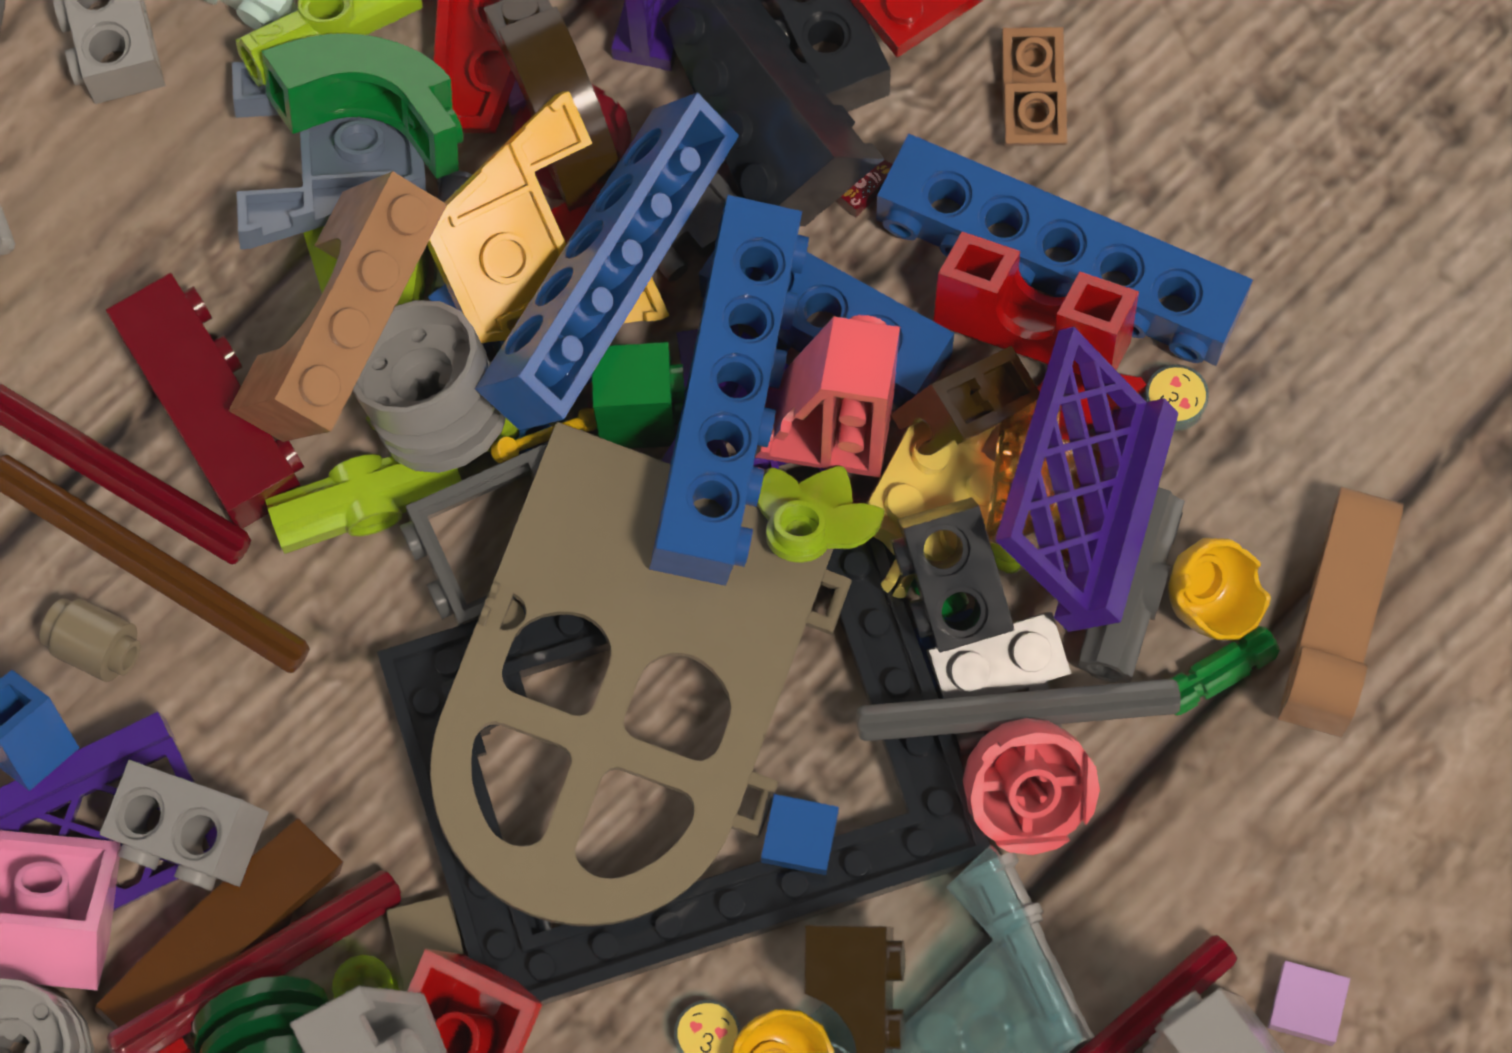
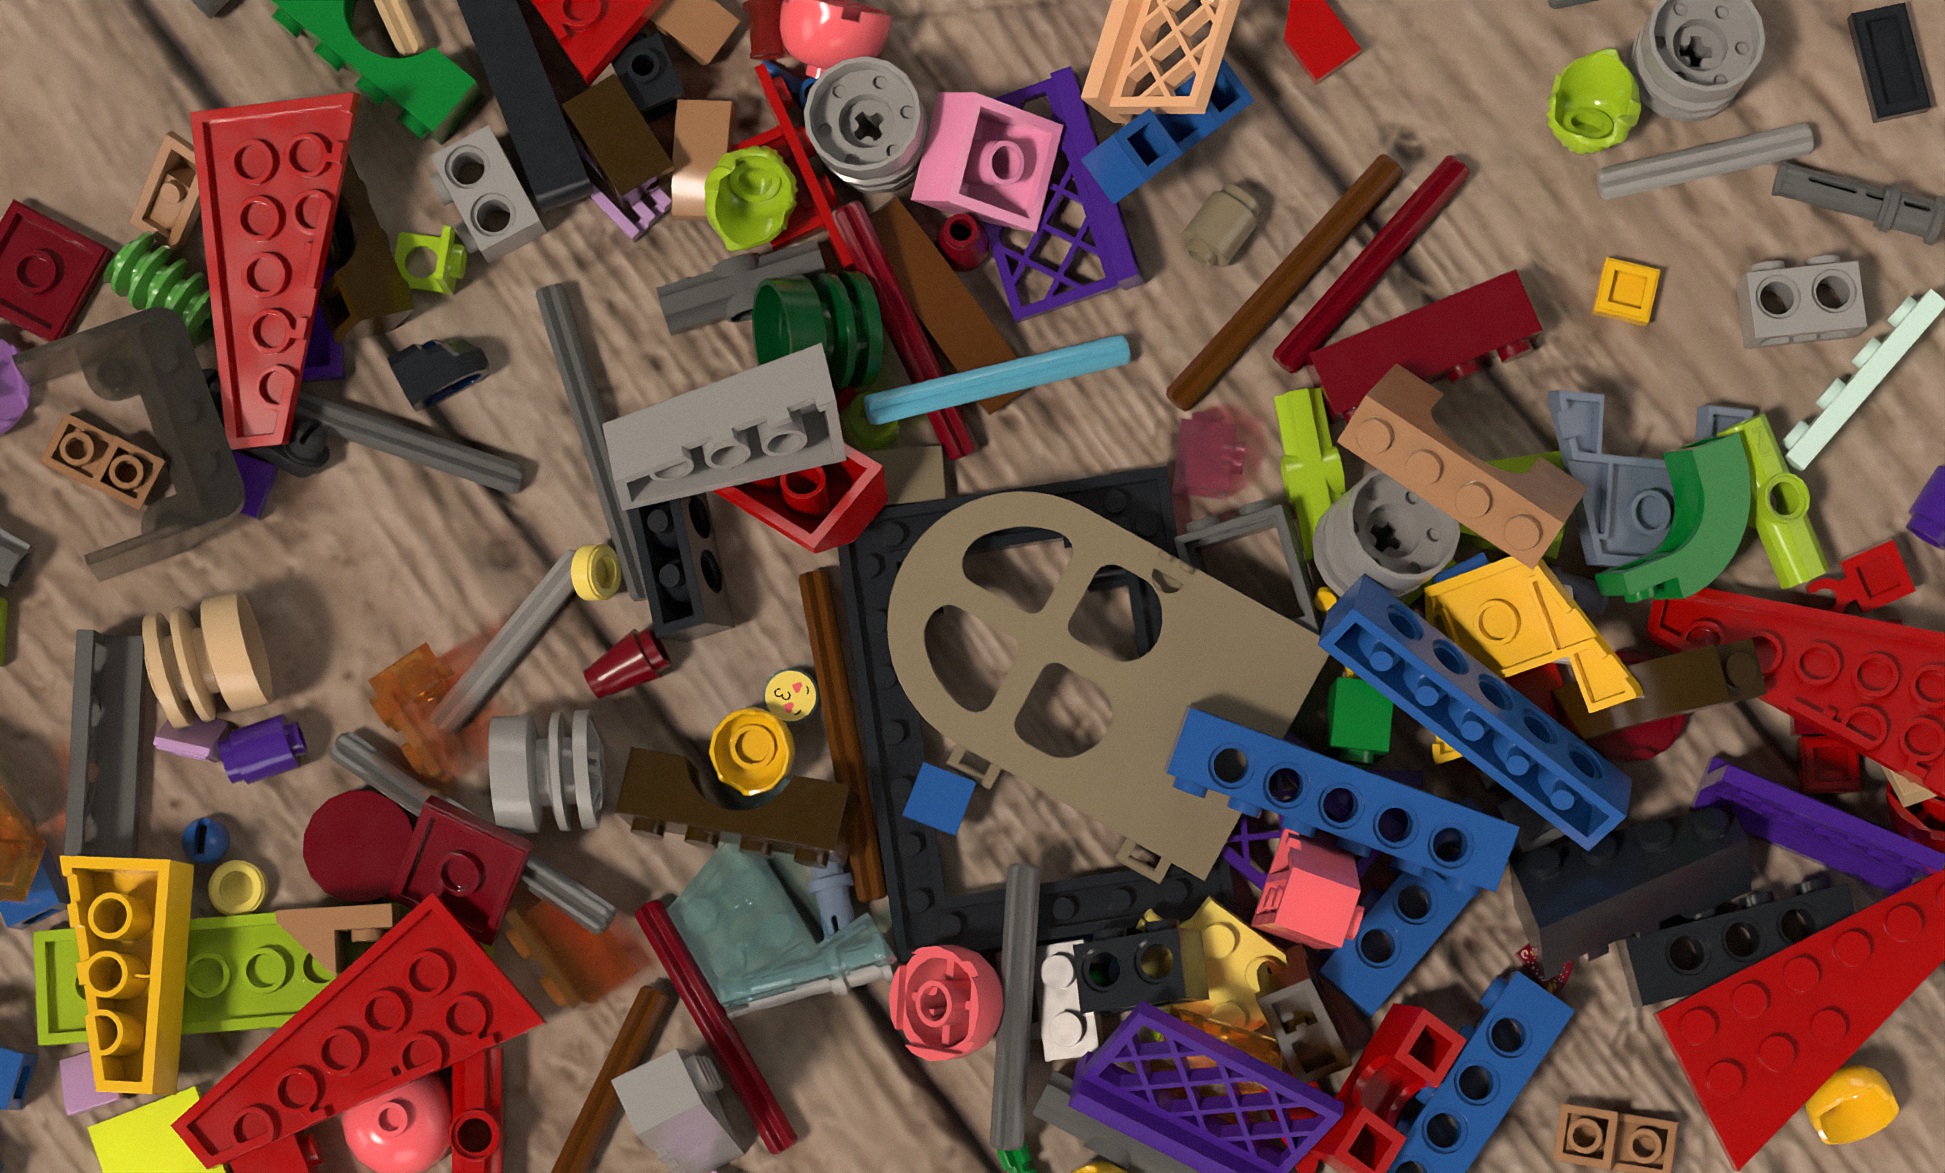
camera: 100 degrees right, 10 degrees up
(116, 208) = (1625, 291): none -> yellow tile
(154, 925) = (965, 254): none -> dark red cone
(185, 819) = (1043, 287): light grey brick -> none
(302, 854) = (996, 379): none -> medium azure axle
(359, 611) = (1206, 456): none -> clear pink brick
(727, 971) = (842, 729): none -> reddish brown axle
(817, 509) = (1222, 863): lime plate -> none
(937, 940) = (832, 896): none -> sand blue pin

